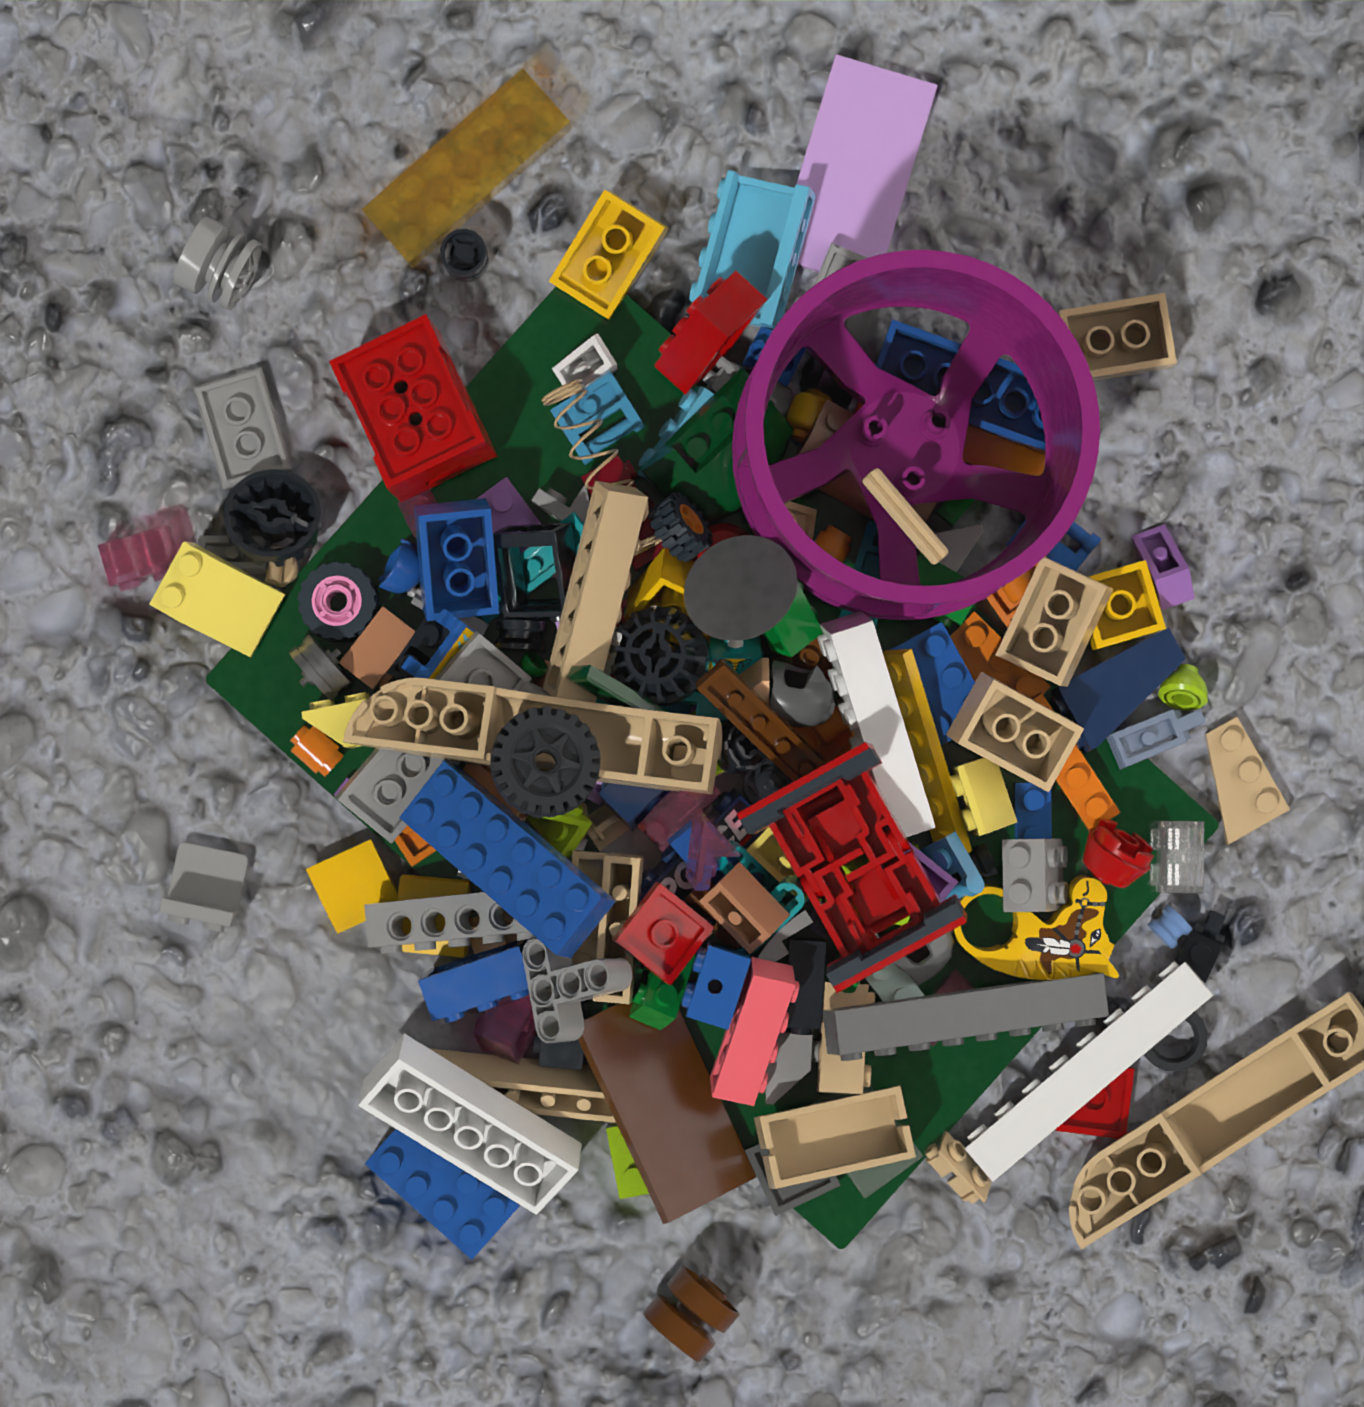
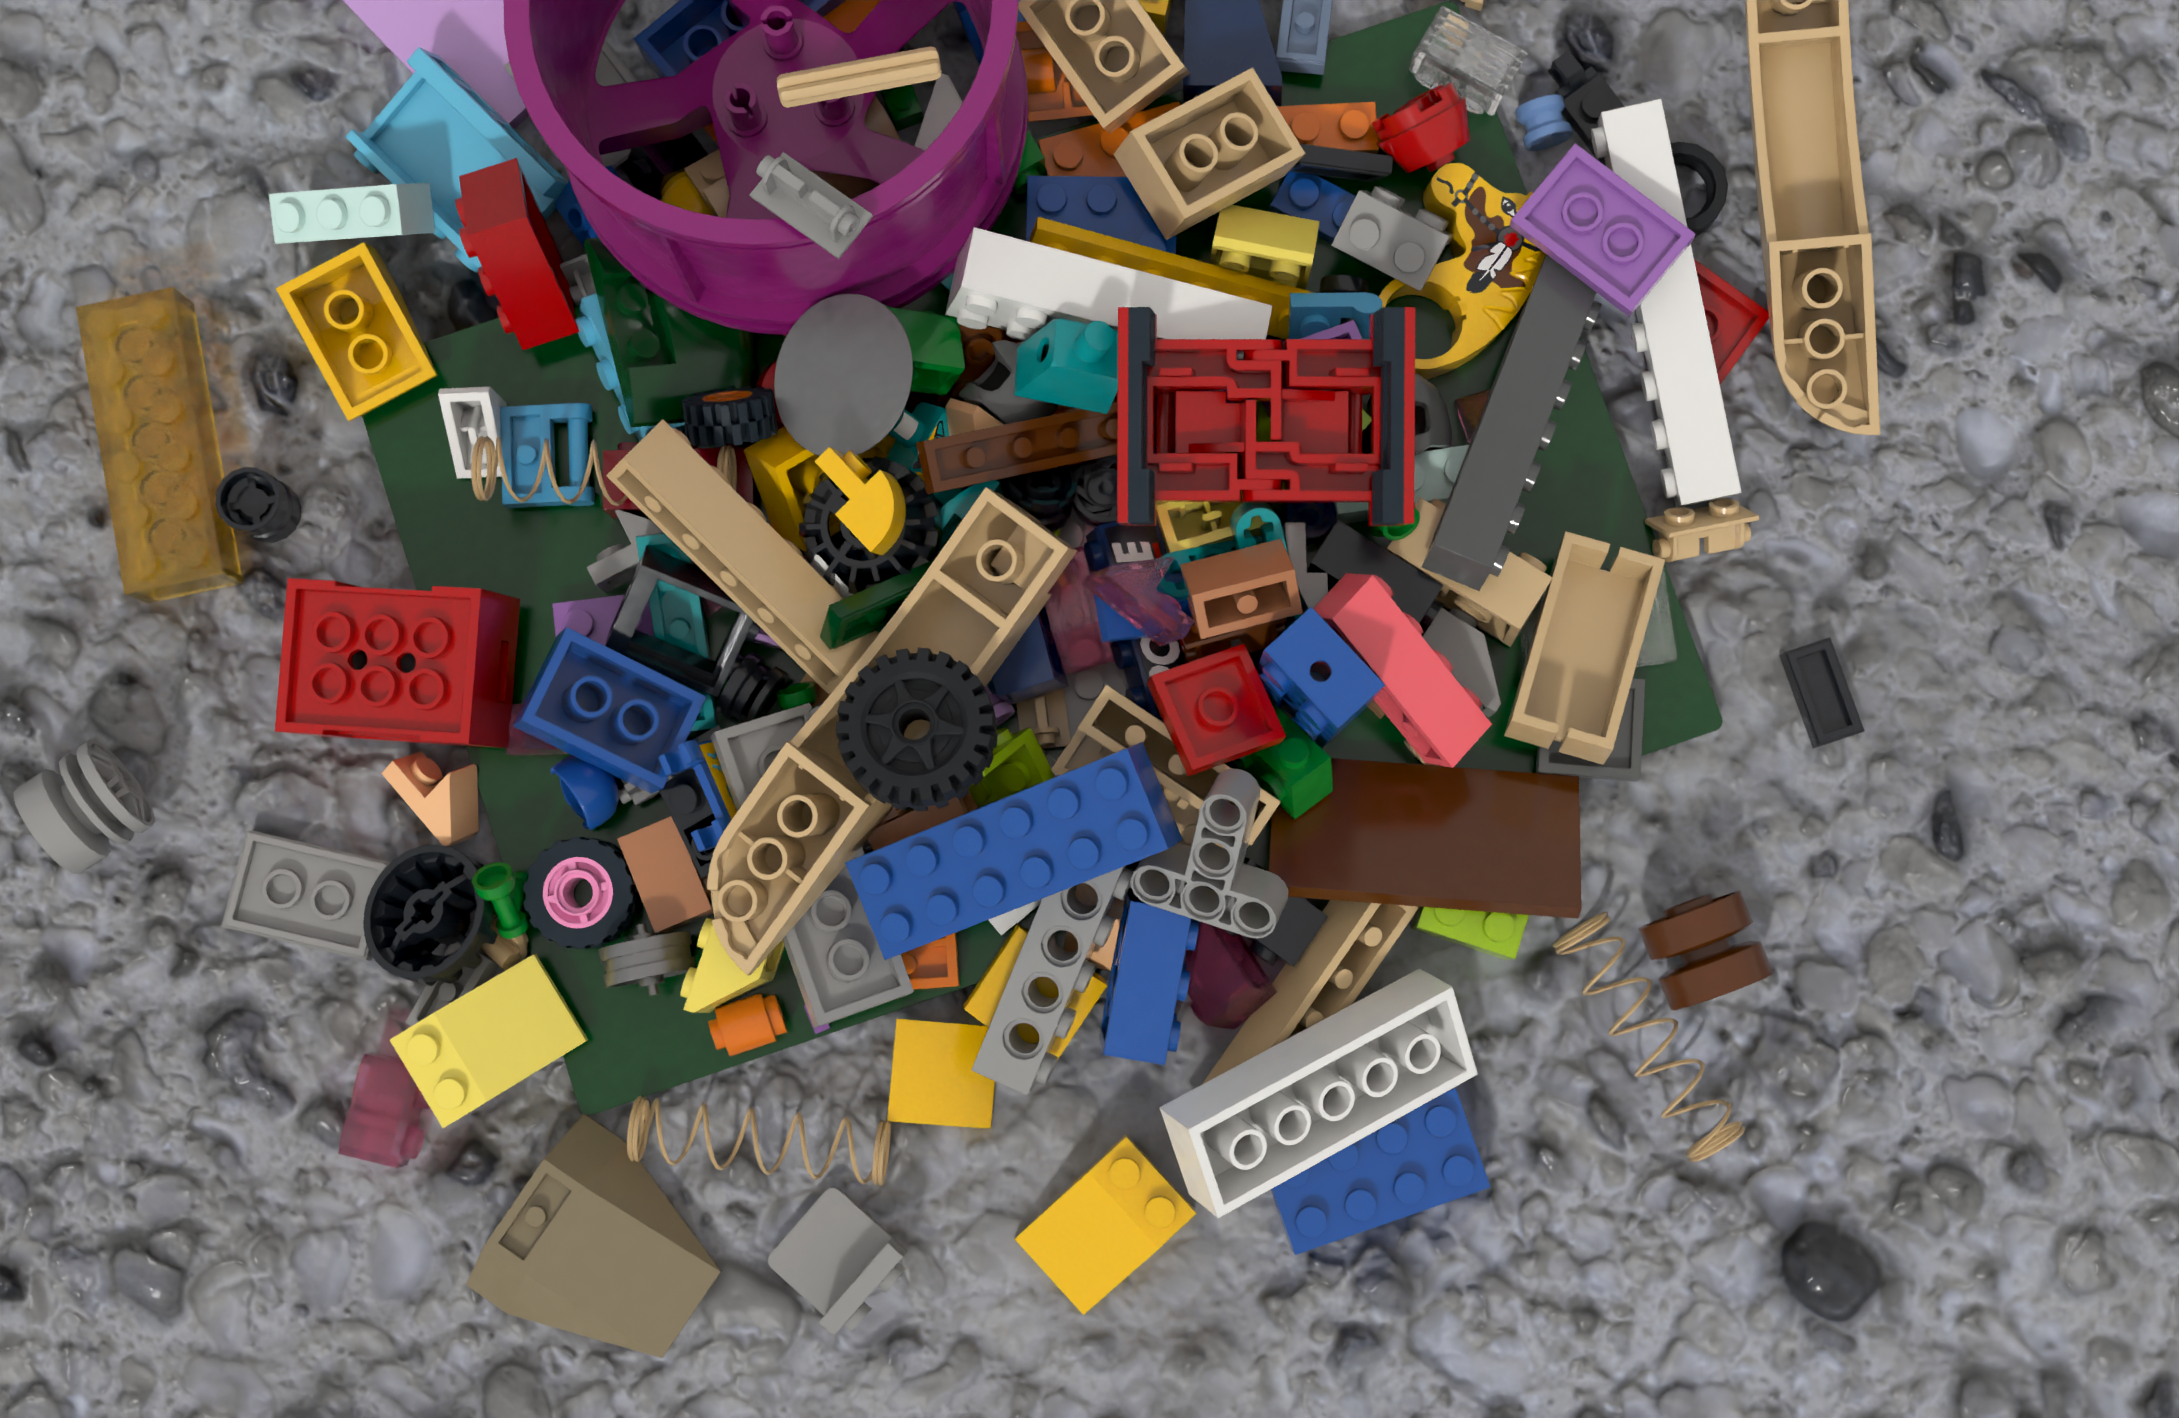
camera: 55 degrees left, 5 degrees down
(129, 736) = (596, 1248): none -> dark tan wedge
(225, 716) = (641, 1112): none -> tan piece
(313, 553) = (505, 890): none -> green piece
(319, 1037) = (1105, 1224): none -> yellow slope
(343, 482) = (442, 803): none -> light nougat slope
(582, 1383) = (1721, 1135): none -> tan piece
(667, 658) = (875, 505): none -> yellow brick
(680, 206) = (352, 213): none -> light aqua brick
(809, 533) = (809, 204): none -> light grey hinge
(826, 731) = (1070, 365): none -> teal torso
(898, 1301) = (1821, 692): none -> black tile
(1065, 816) = (1343, 164): none -> black tile
(1106, 1004) = (1602, 229): none -> medium lavender plate

